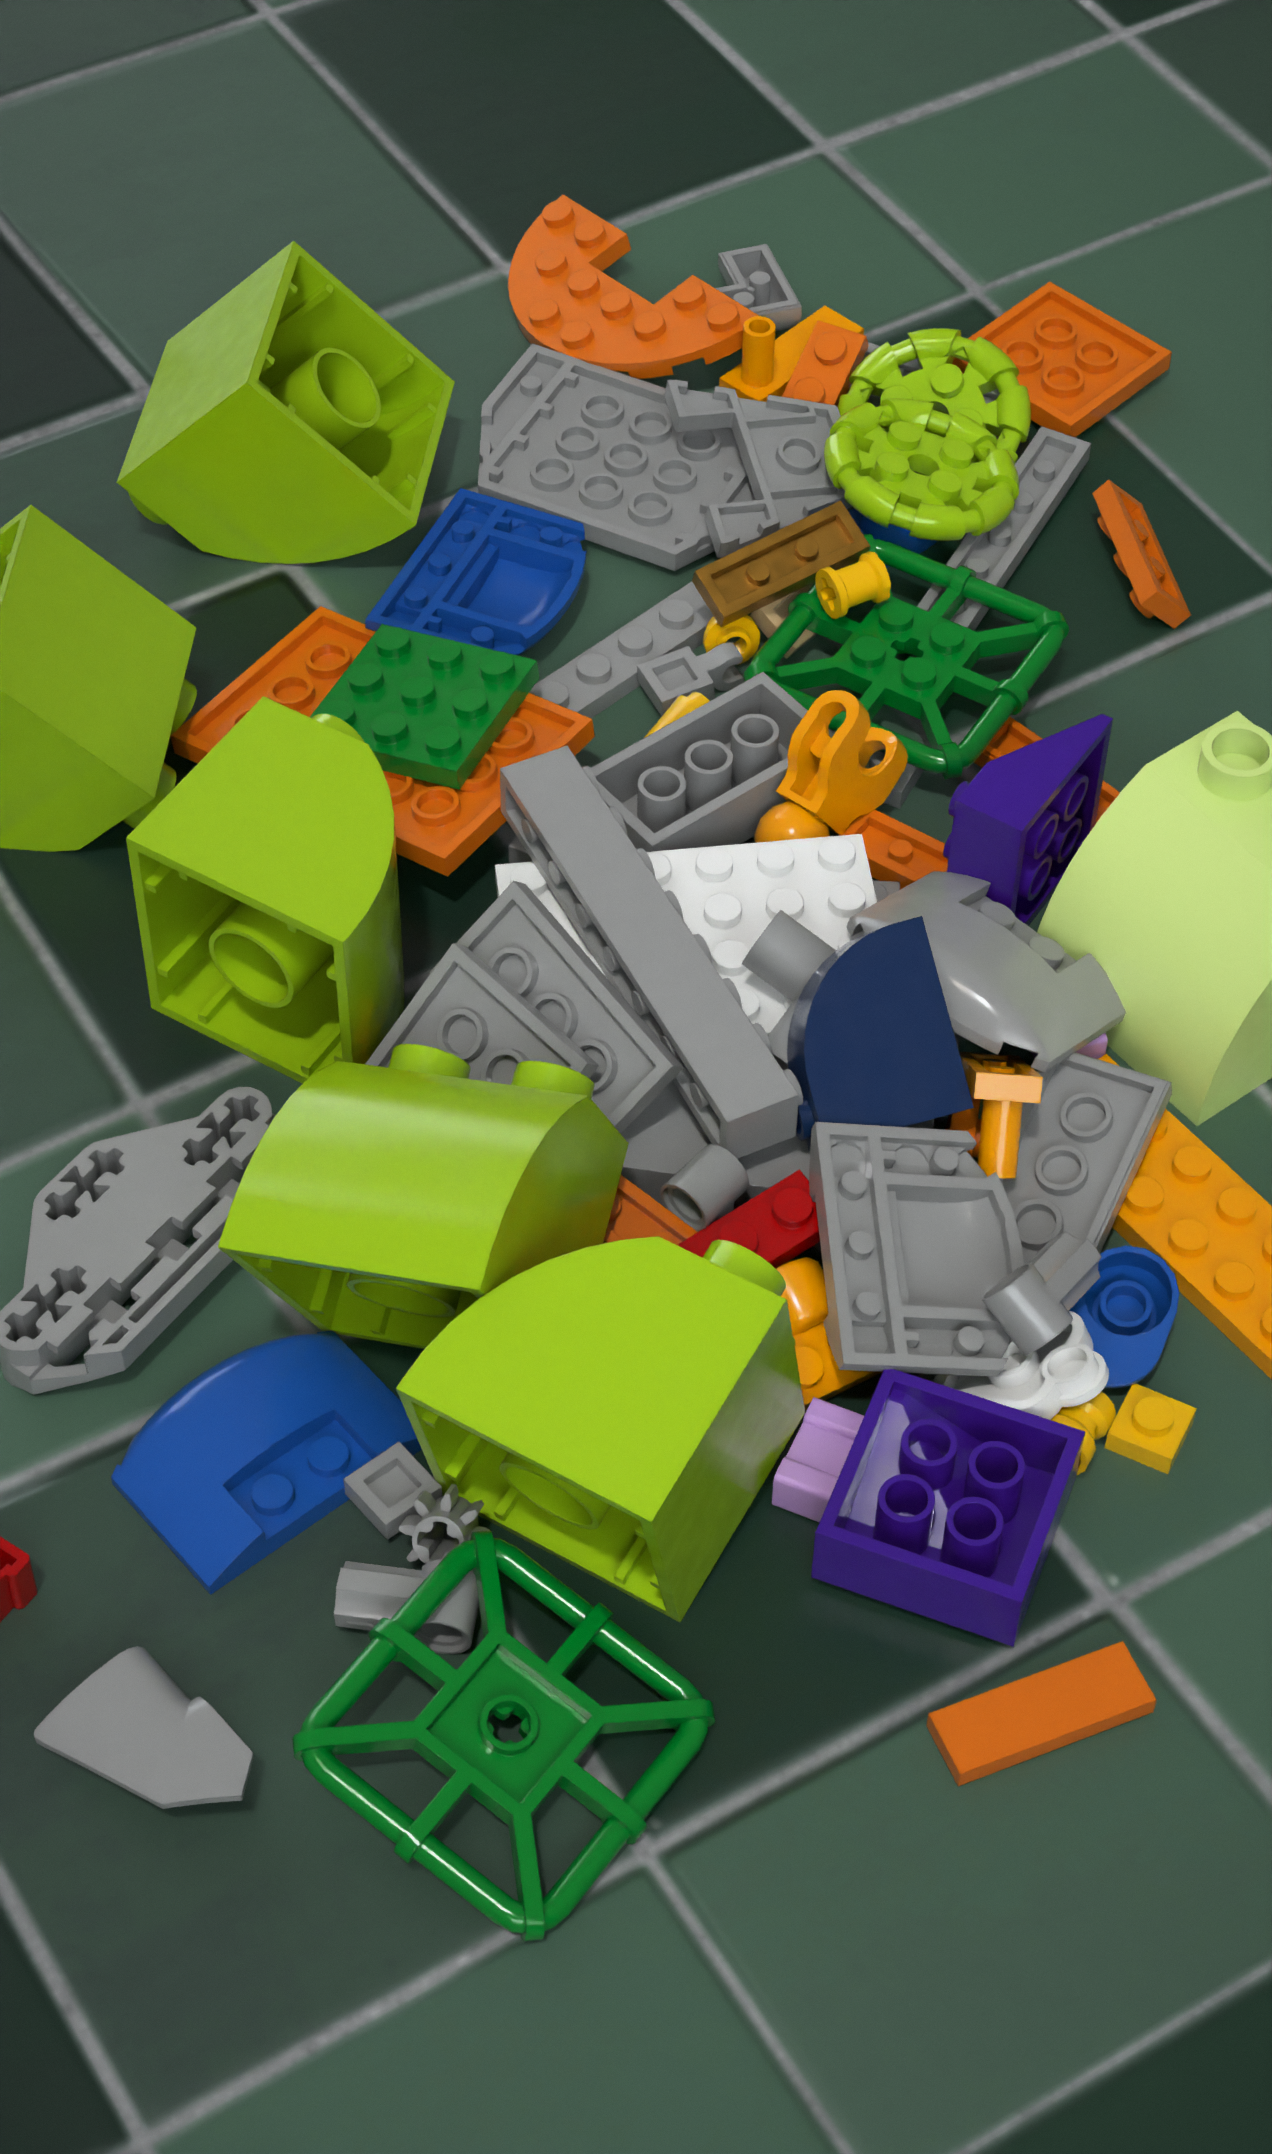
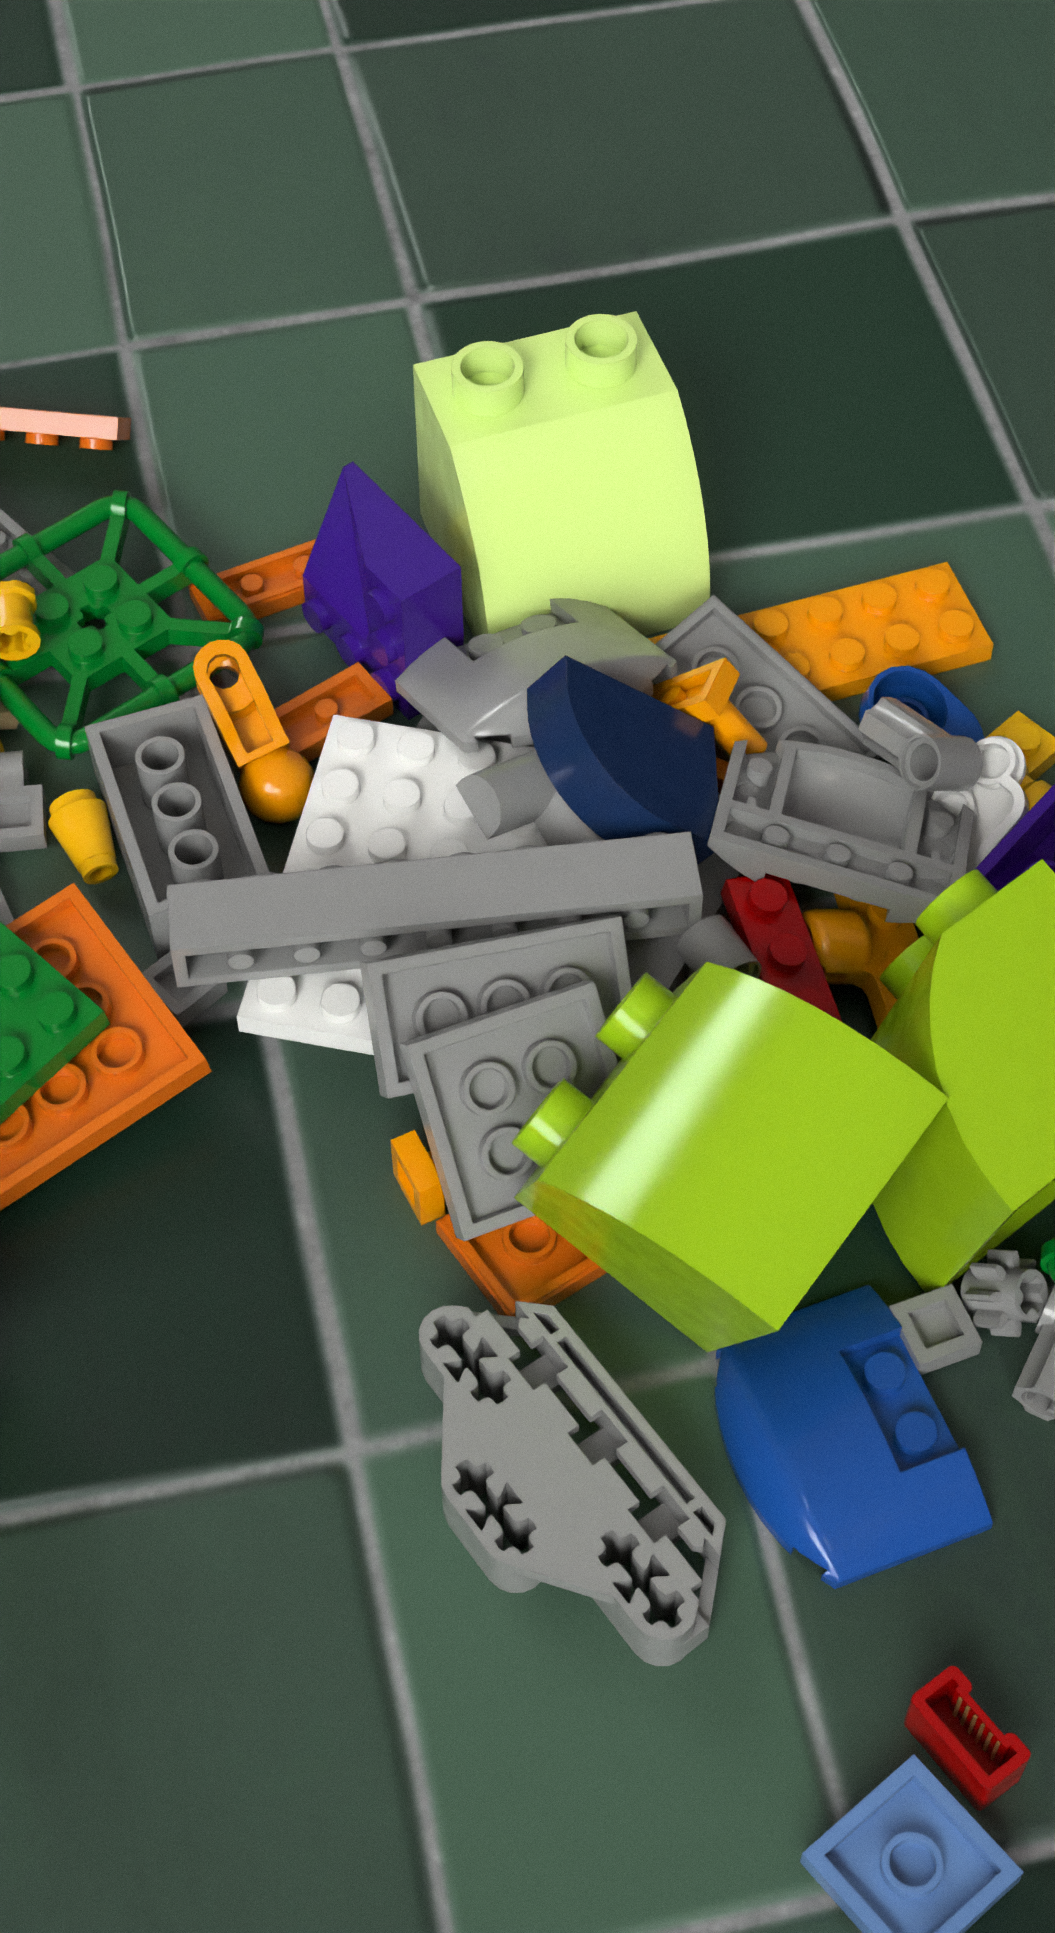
camera: 70 degrees left, 5 degrees up
(275, 894) = (243, 1186): lime brick -> none

